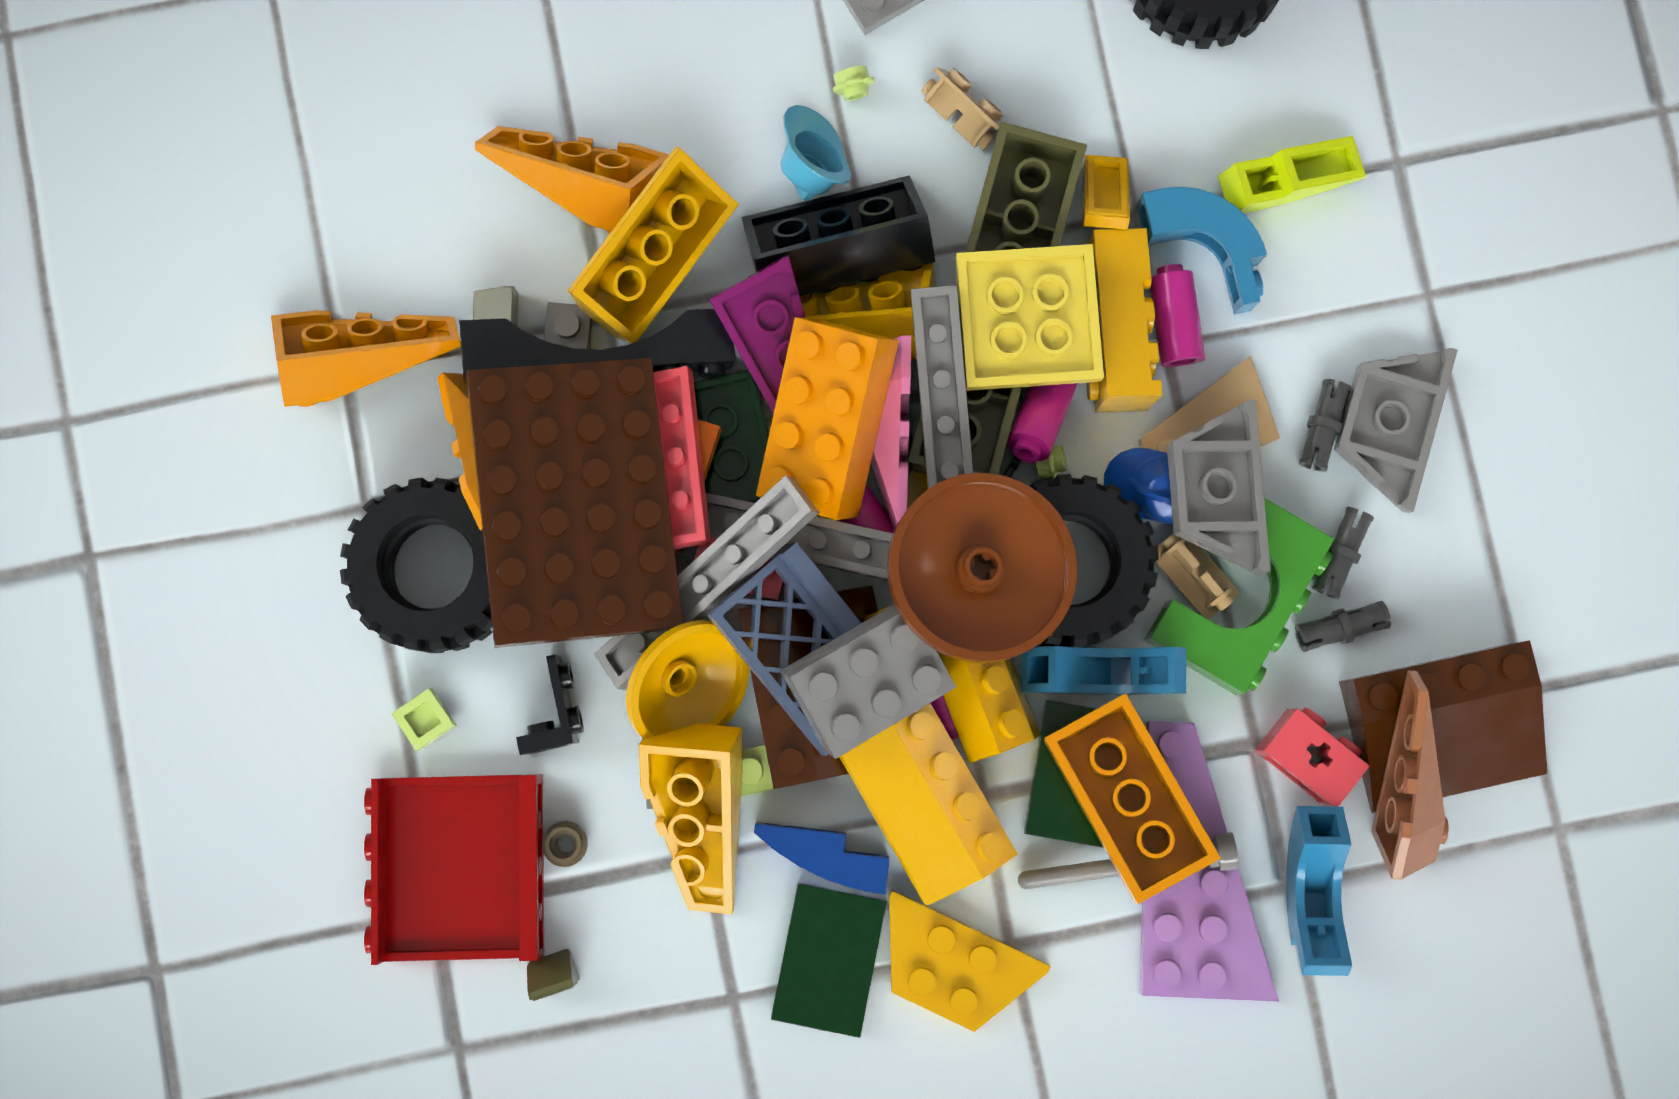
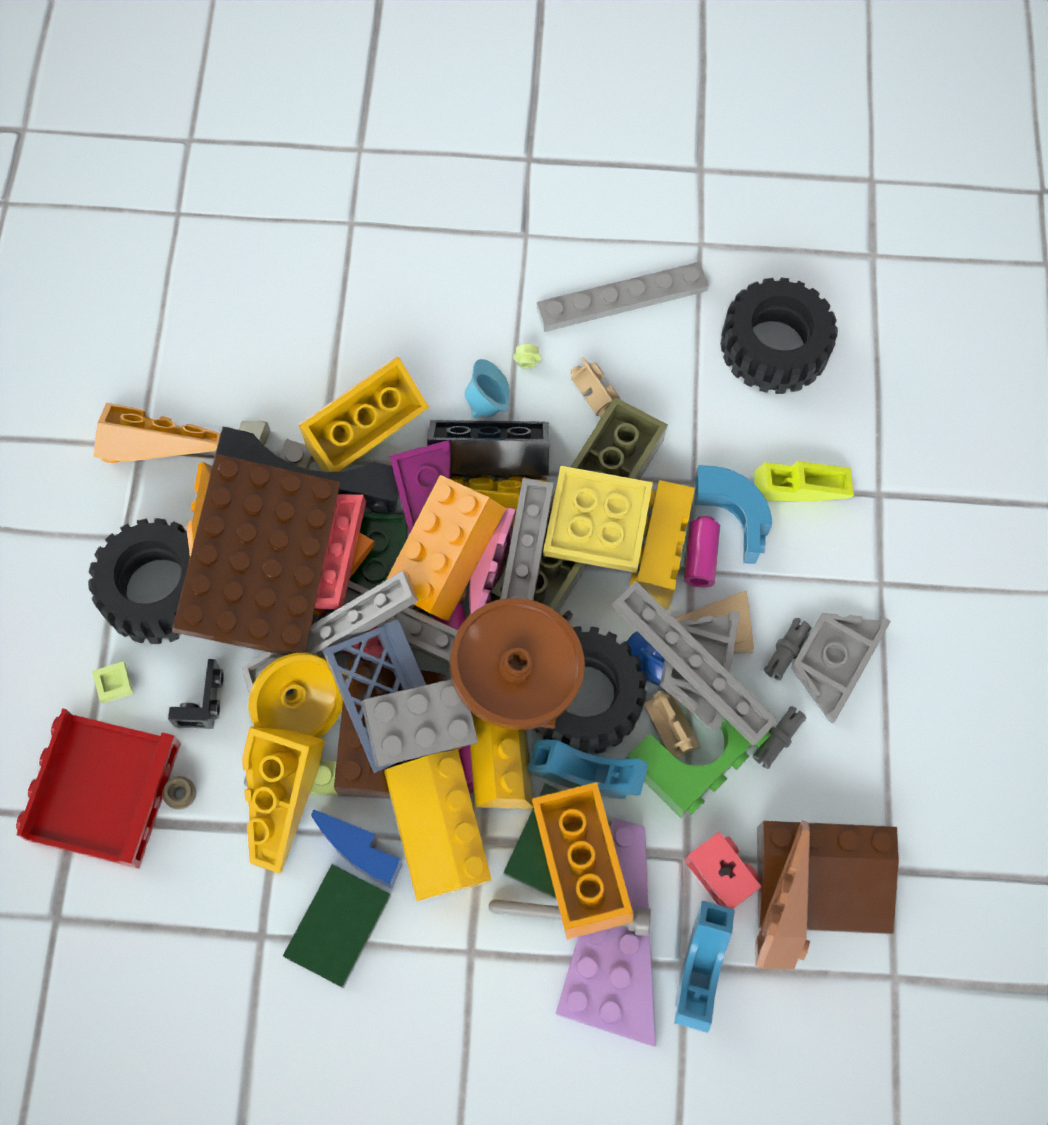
camera: 15 degrees right, 15 degrees down
(551, 975) = (138, 882): olive slope -> none
(581, 178) = (326, 365): light orange wedge -> none
(954, 965) = (425, 954): yellow wing -> none
(1040, 421) = (591, 590): dark pink brick -> none
(1054, 464) = (591, 618): yellowish green plate -> none
(1106, 192) = (674, 460): yellow tile -> none
(1215, 494) = (694, 663): none -> light grey plate
(1342, 626) = (768, 788): dark grey pin -> none

